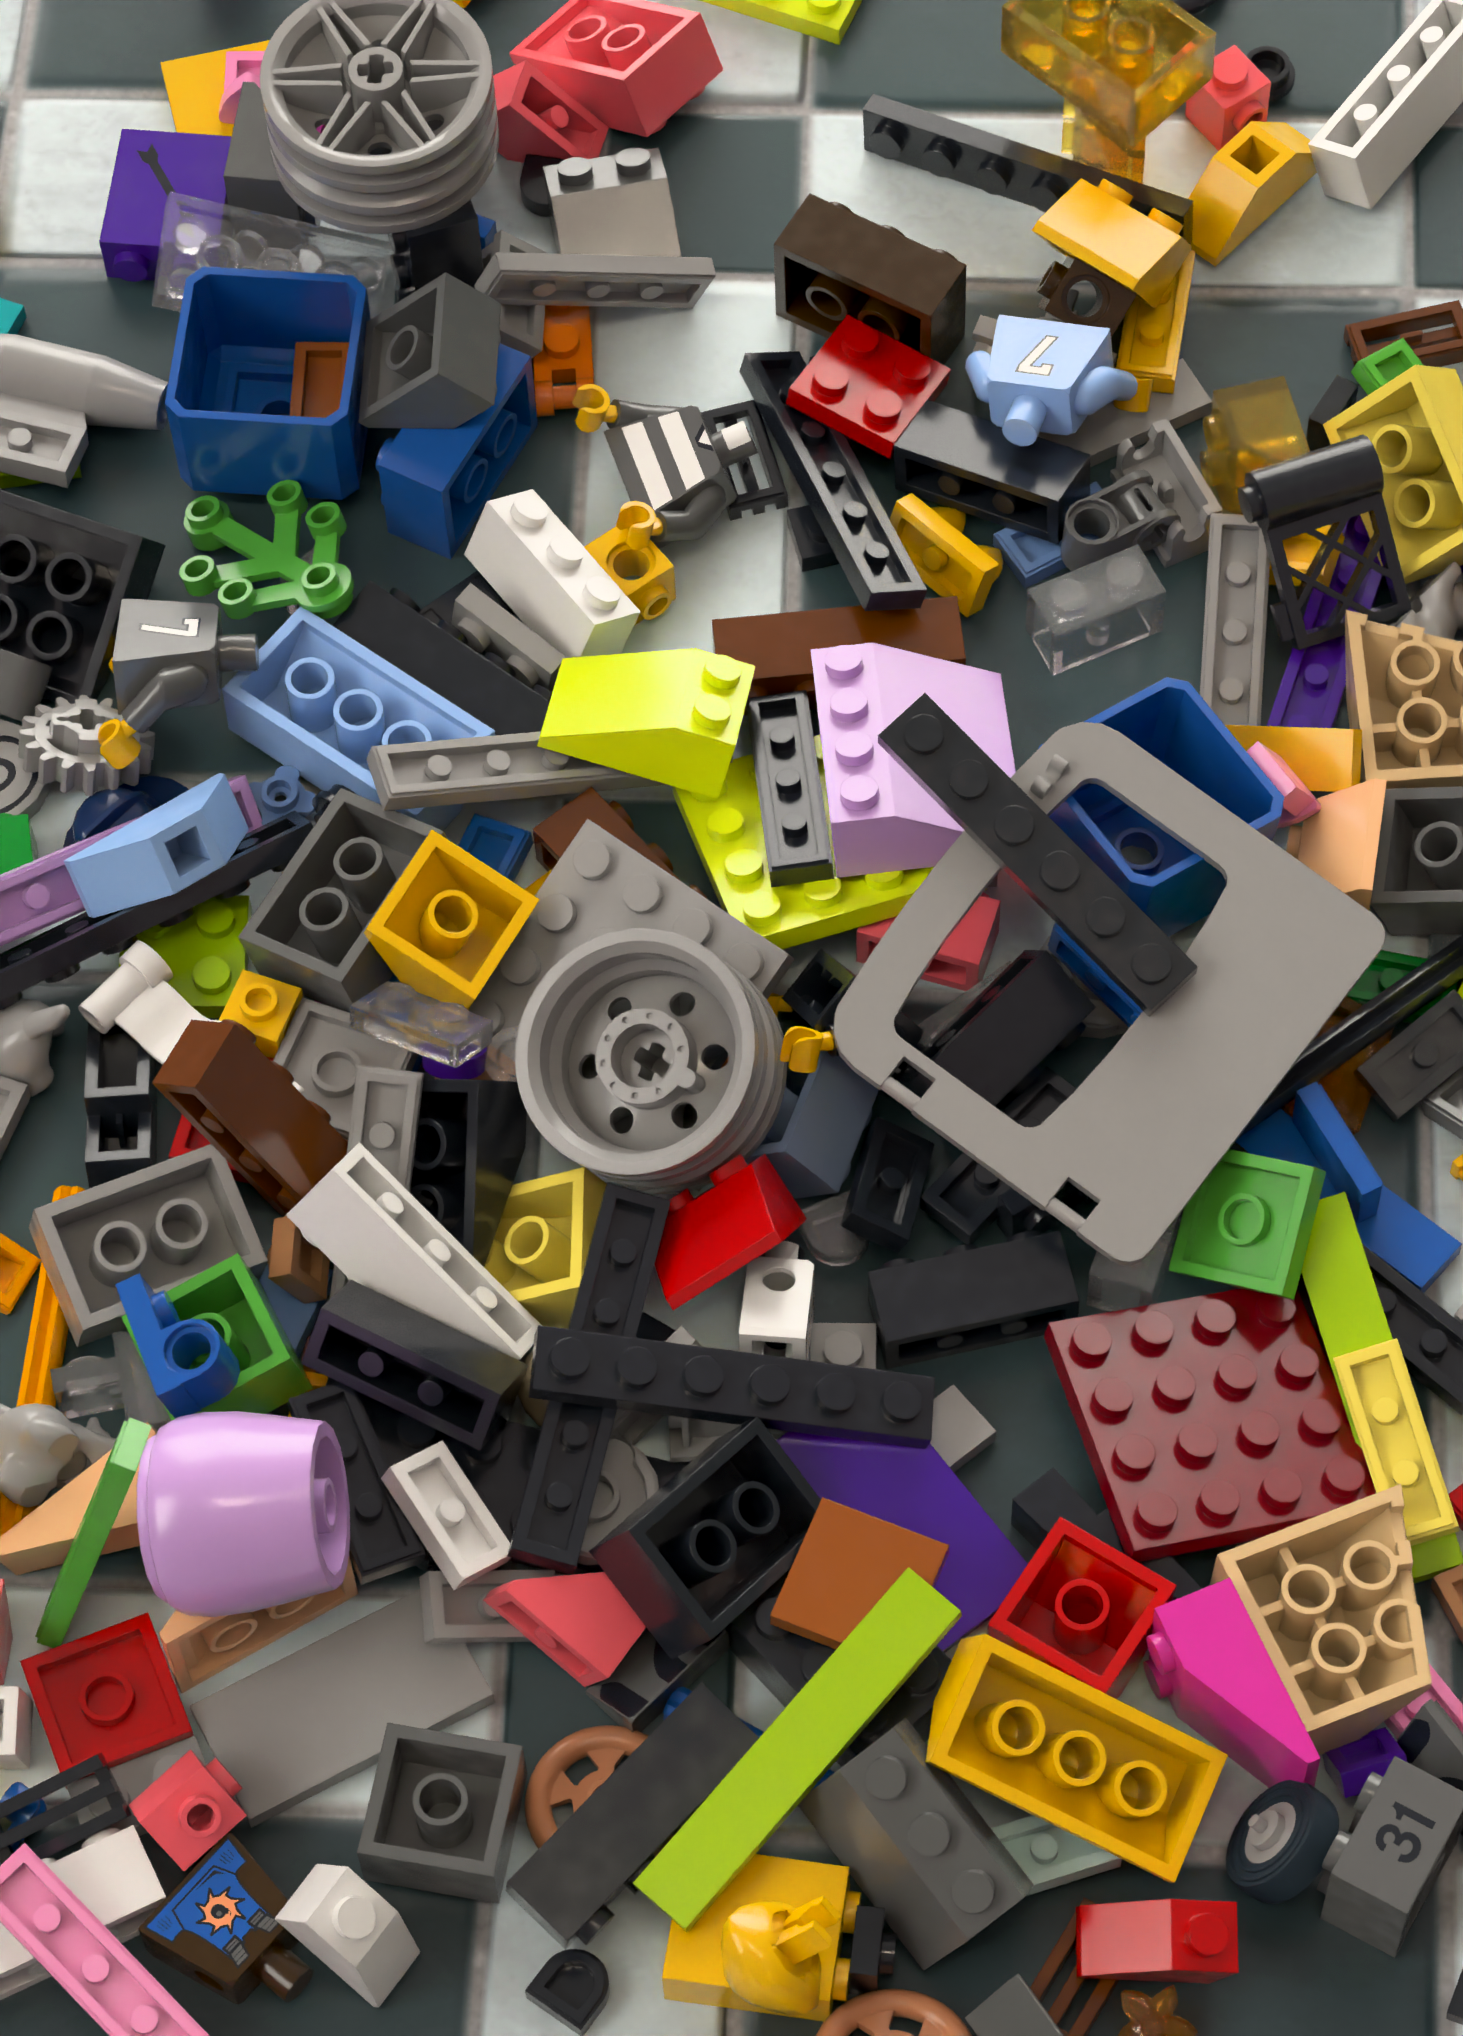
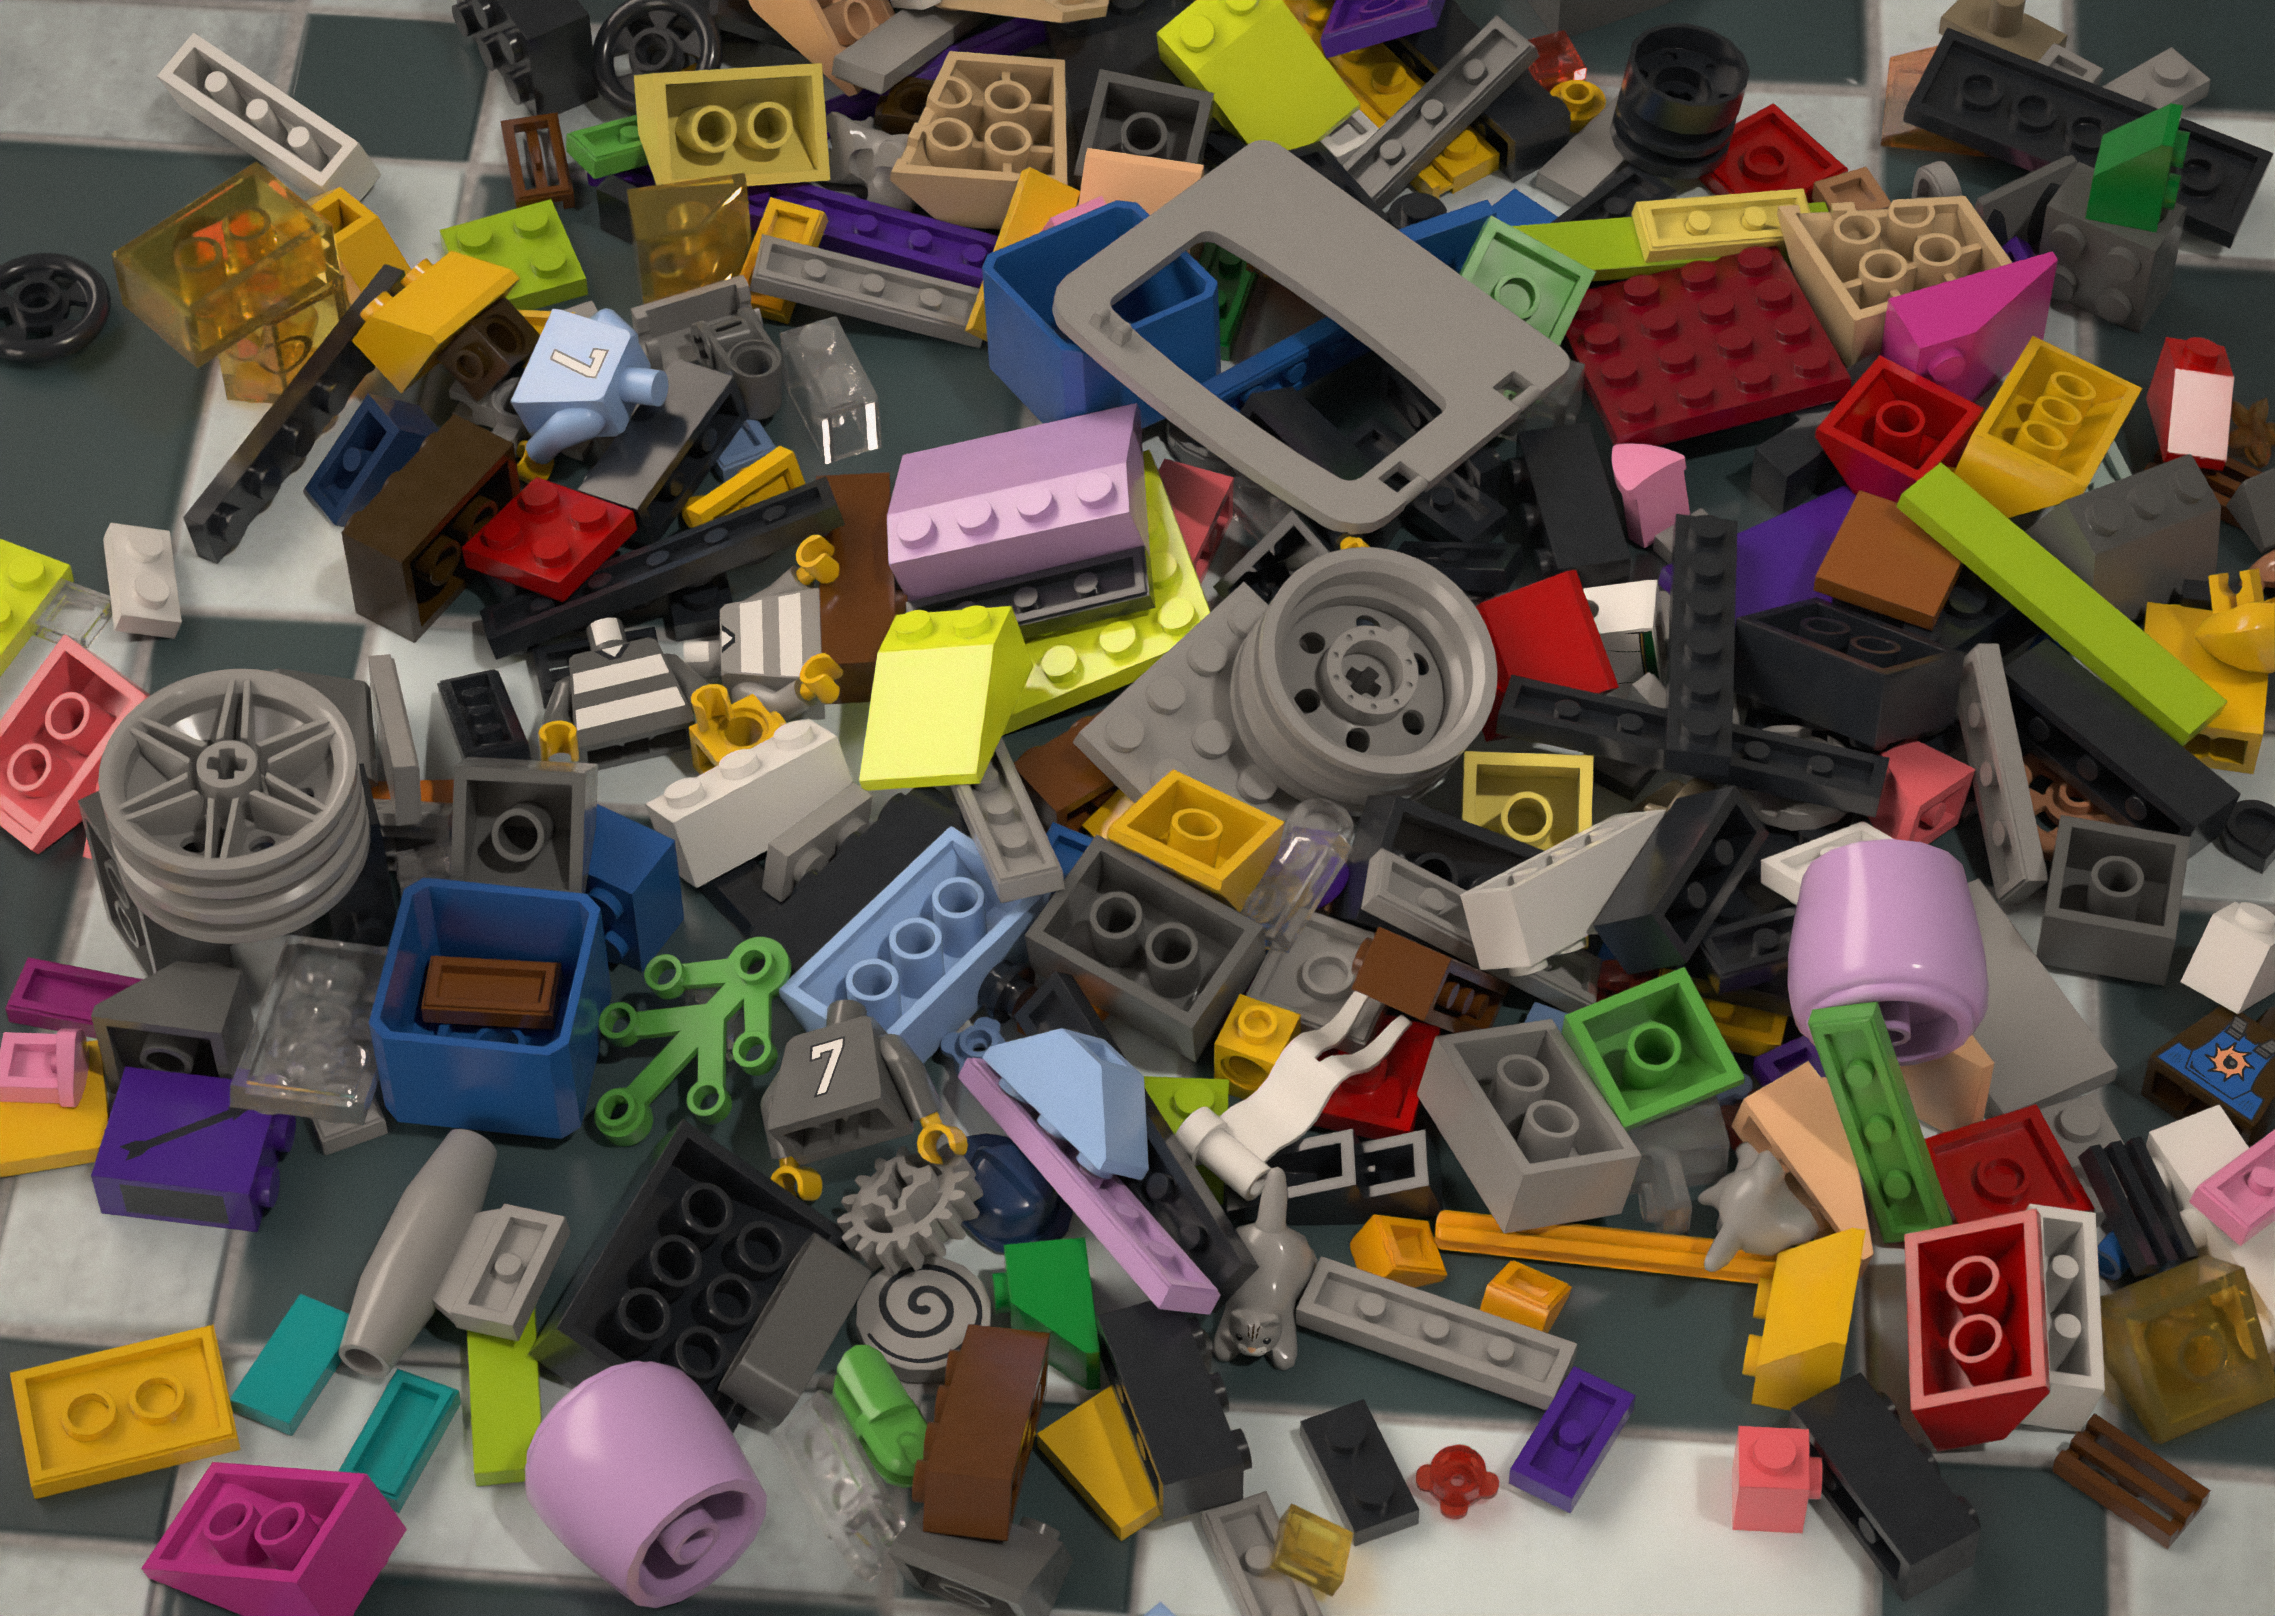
camera: 90 degrees left, 10 degrees down
(47, 1162) = (1398, 1251): none -> light orange slope
(171, 1347) = (1686, 1058): blue plate -> none
(189, 1808) = (2126, 1089): coral brick -> none
(296, 1263) = (1538, 1003): medium nougat plate -> none
(598, 1694) = (1999, 777): none -> light grey tile
(616, 348) = (483, 717): none -> black tile
(742, 577) = (774, 641): none -> torso
(786, 44) = (71, 611): none -> clear tile
(821, 86) = (142, 580): none -> white plate
(990, 244) = (371, 447): none -> dark blue slope
(1000, 1366) = (1650, 488): none -> bright pink tile
(1037, 854) = (1188, 346): black plate -> none
(1269, 331) = (531, 245): none -> lime plate
(1281, 1841) = (2097, 319): black wheel -> none
(1310, 494) = (790, 169): black piece -> none
(1407, 1834) = (2134, 170): none -> green slope
(1411, 1150) = (1414, 209): none -> black plate

